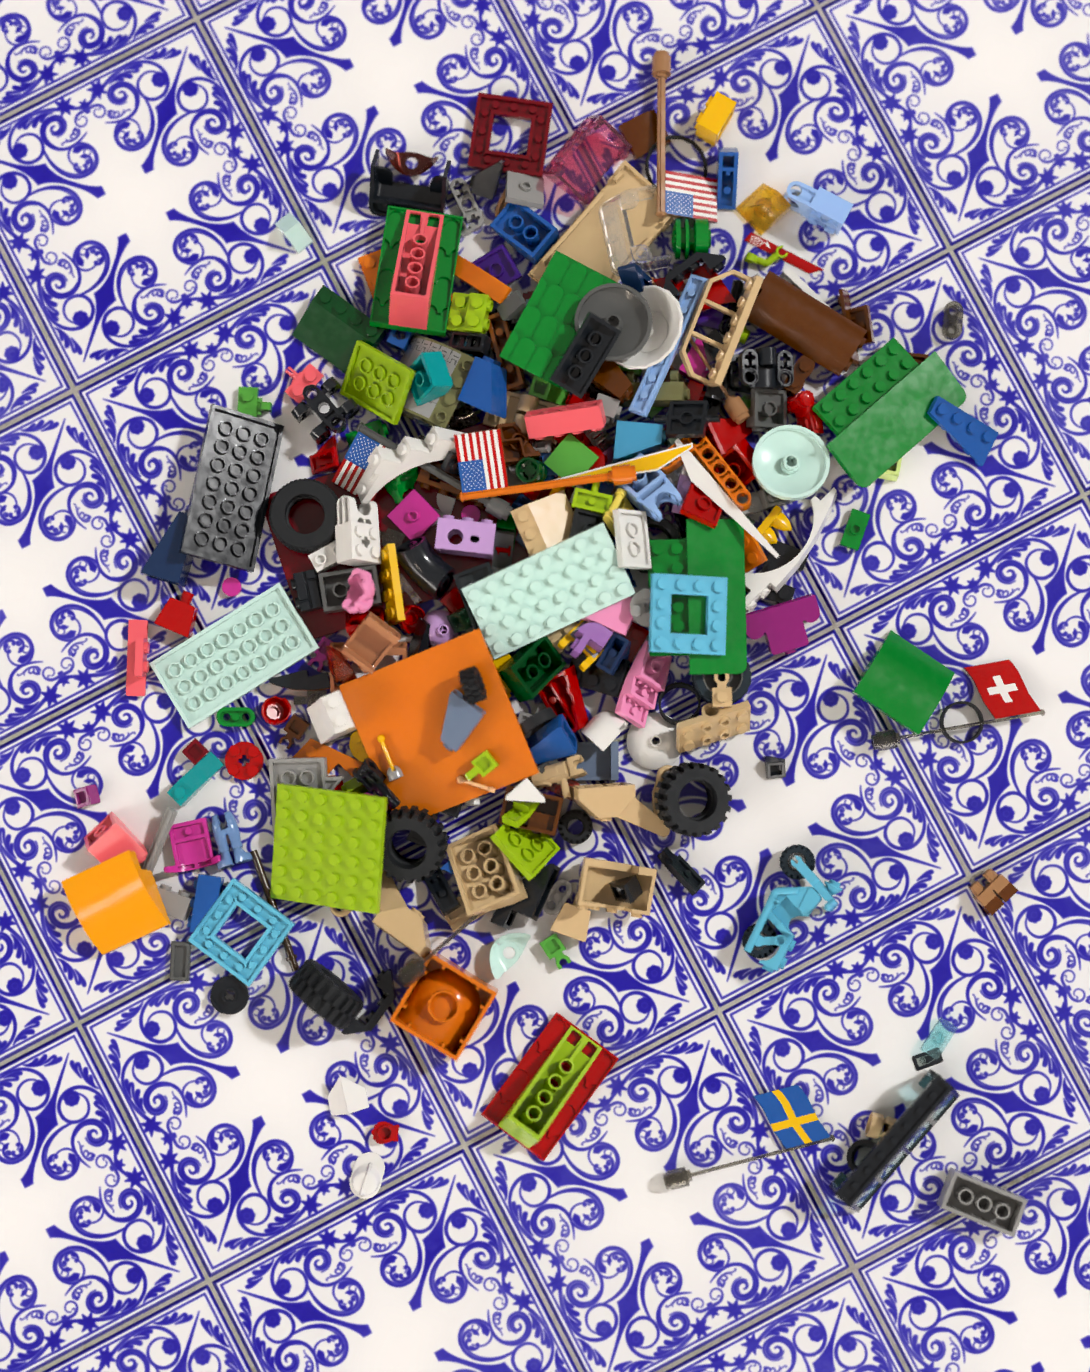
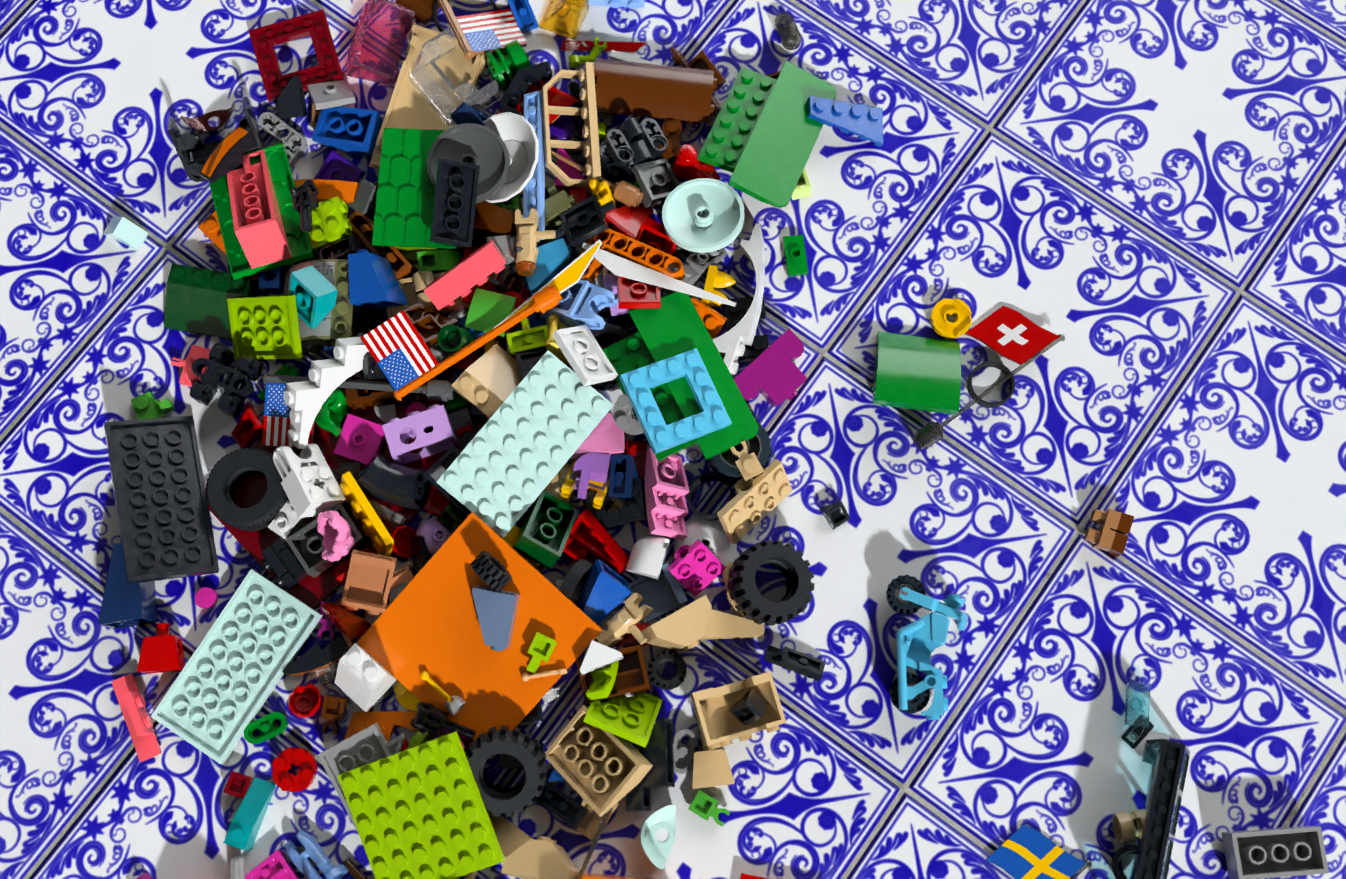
camera: 25 degrees left, 10 degrees down
(411, 208) = (227, 154): none -> black slope
(458, 284) = (303, 201): none -> black connector
(629, 414) = (525, 241): none -> tan piece
(638, 756) = (695, 567): none -> dark pink plate
(715, 400) = (601, 190): none -> yellow hinge
(964, 640) = (951, 307): none -> yellow plate

